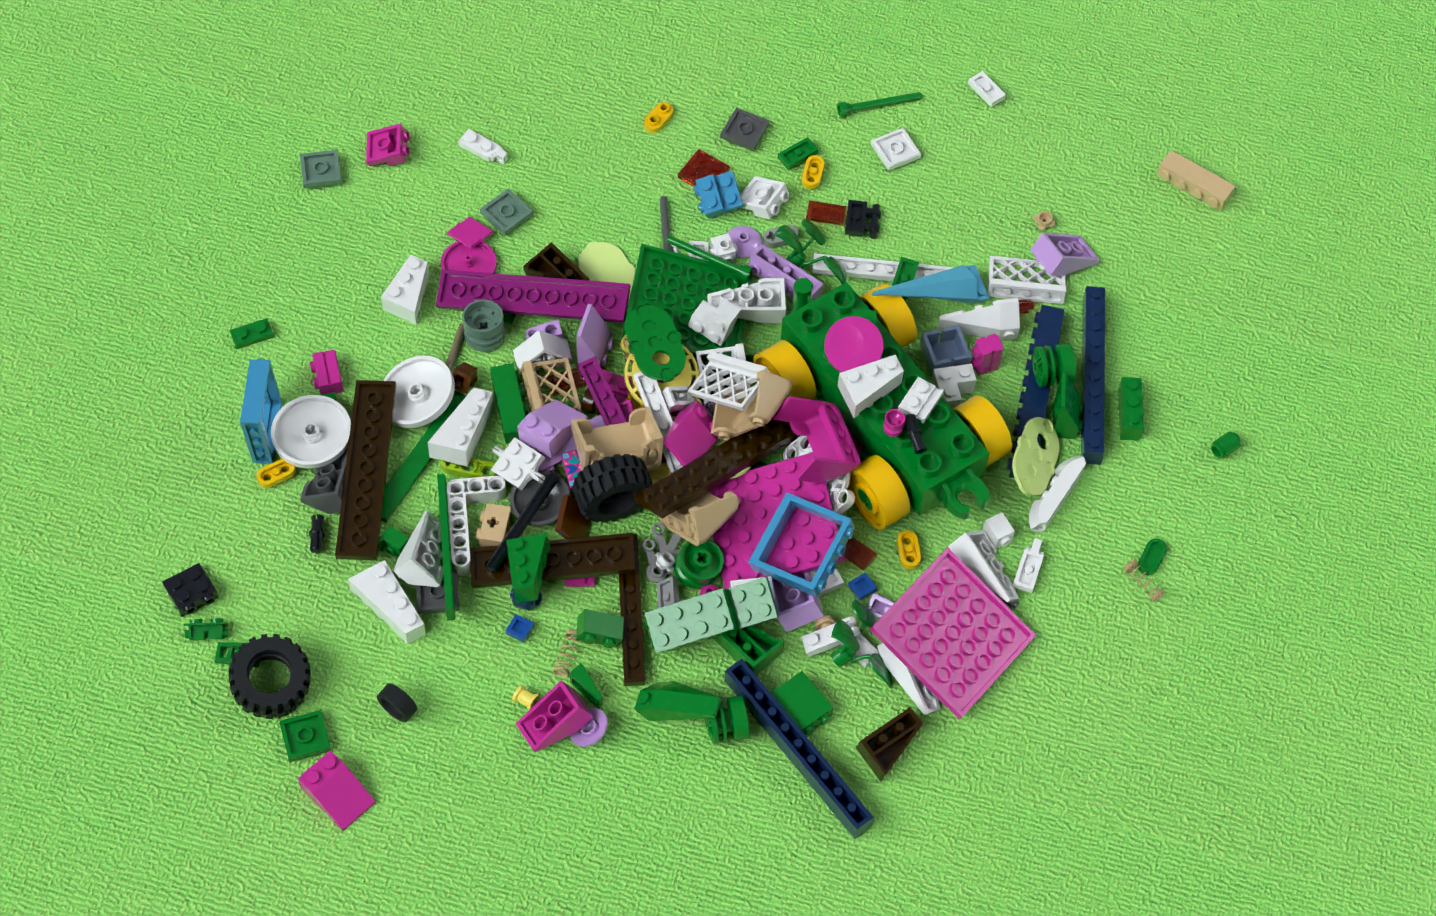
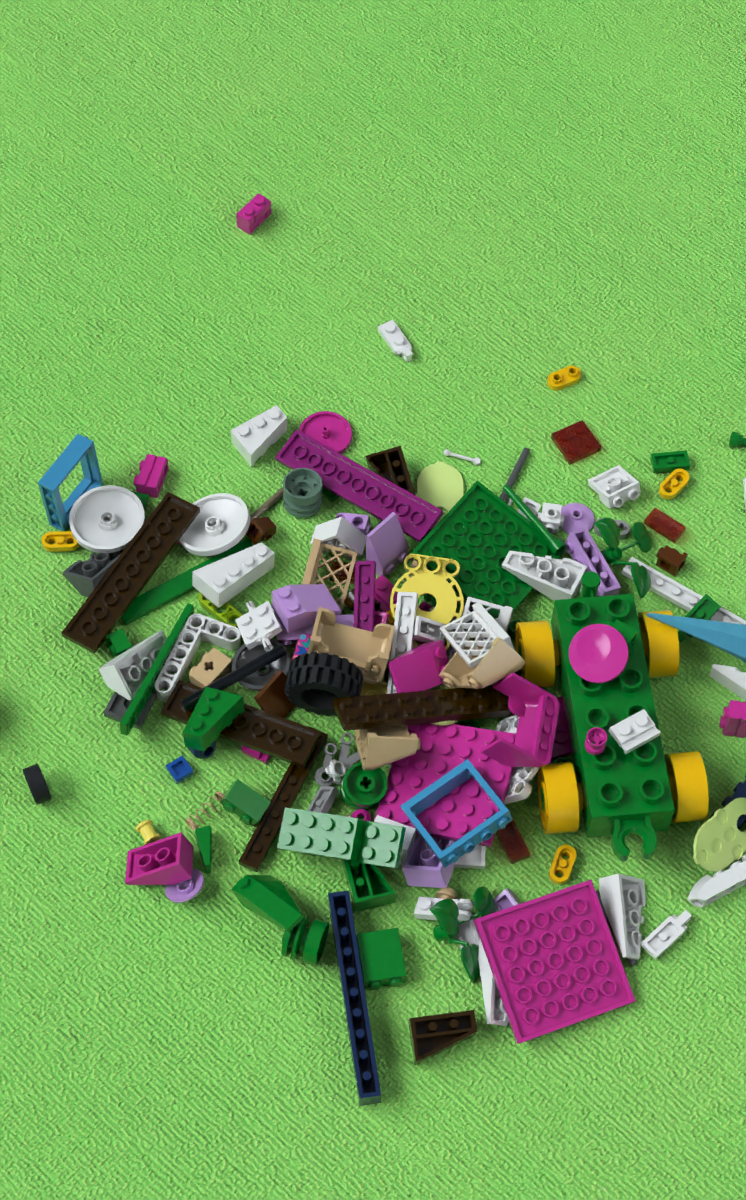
camera: 30 degrees right, 0 degrees up
(251, 333) = (112, 415): green plate -> none
(273, 82) = (253, 213): none -> dark pink brick
(317, 533) = (62, 608): black axle -> none
(320, 169) = (249, 302): sand green plate -> none
(387, 145) = (316, 305): dark pink plate -> none
(387, 599) = (84, 688): white wedge -> none
(470, 232) = (341, 408): dark pink piece -> none
(506, 212) = (382, 404): sand green plate -> none
(508, 399) = (288, 563): green brick -> none
(623, 228) = (476, 461): none -> white hinge
(651, 332) = (435, 561): green piece -> none
(715, 322) = (500, 577): white brick -> none
(718, 194) = (574, 467): dark azure plate -> none
(744, 129) = (634, 420): dark grey plate -> none
(849, 241) = (670, 560): none -> reddish brown brick
(856, 217) = (690, 542): black plate -> none
(862, 586) = (500, 877): blue plate -> none
(869, 382) = (594, 694): white wedge -> none
(915, 434) = (609, 760): black axle -> none
(949, 352) = (700, 702): sand blue piece -> none
(954, 381) = (690, 729): white brick -> none
(999, 530) = (656, 887): white brick -> none

